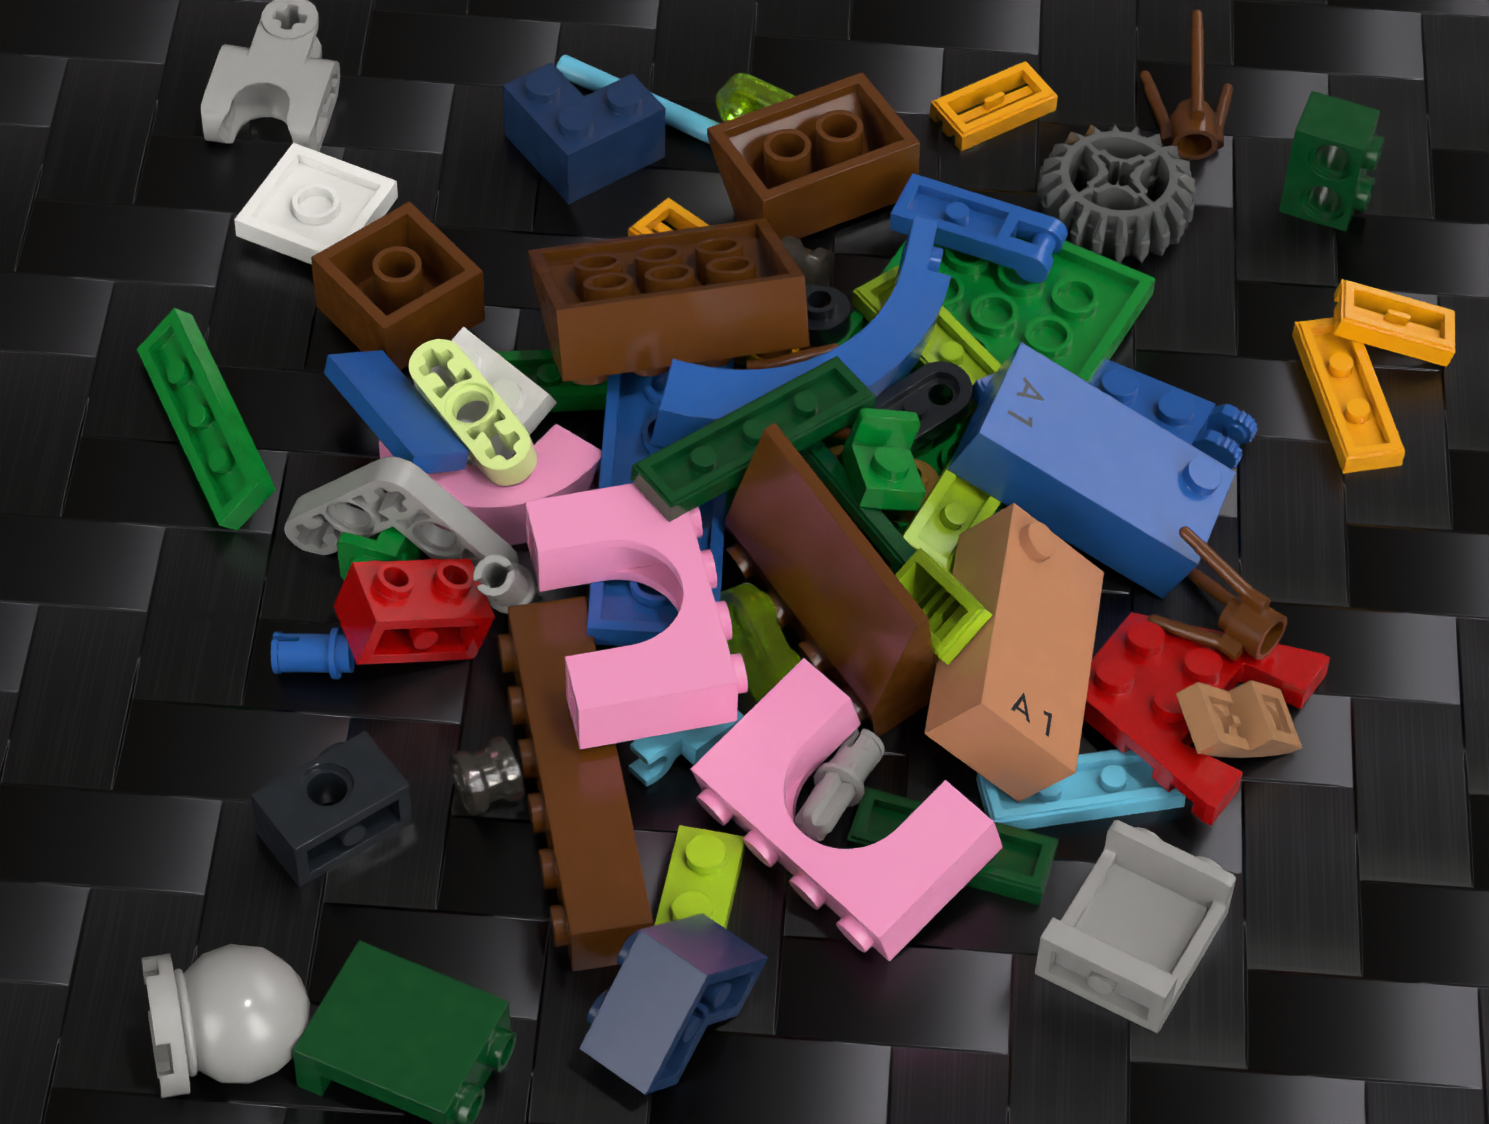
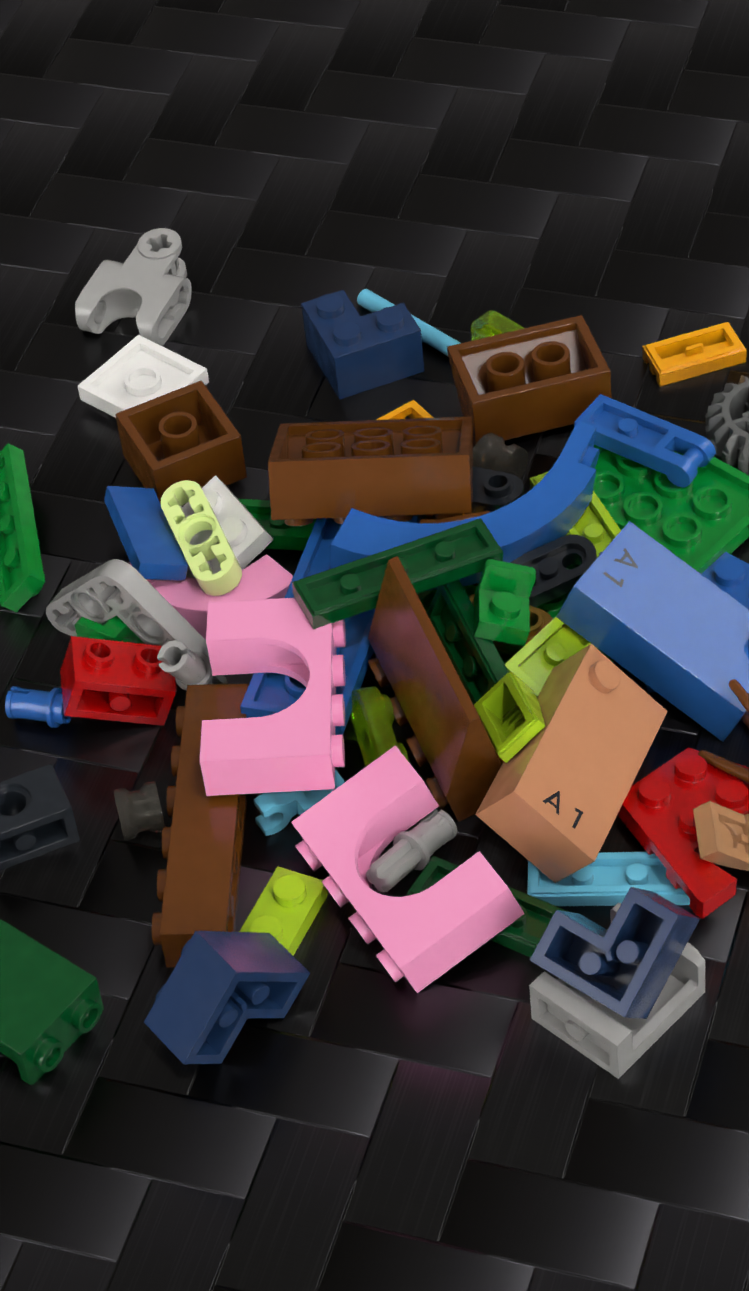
camera: 20 degrees right, 5 degrees down
(1144, 901) = (622, 964): none -> dark blue brick

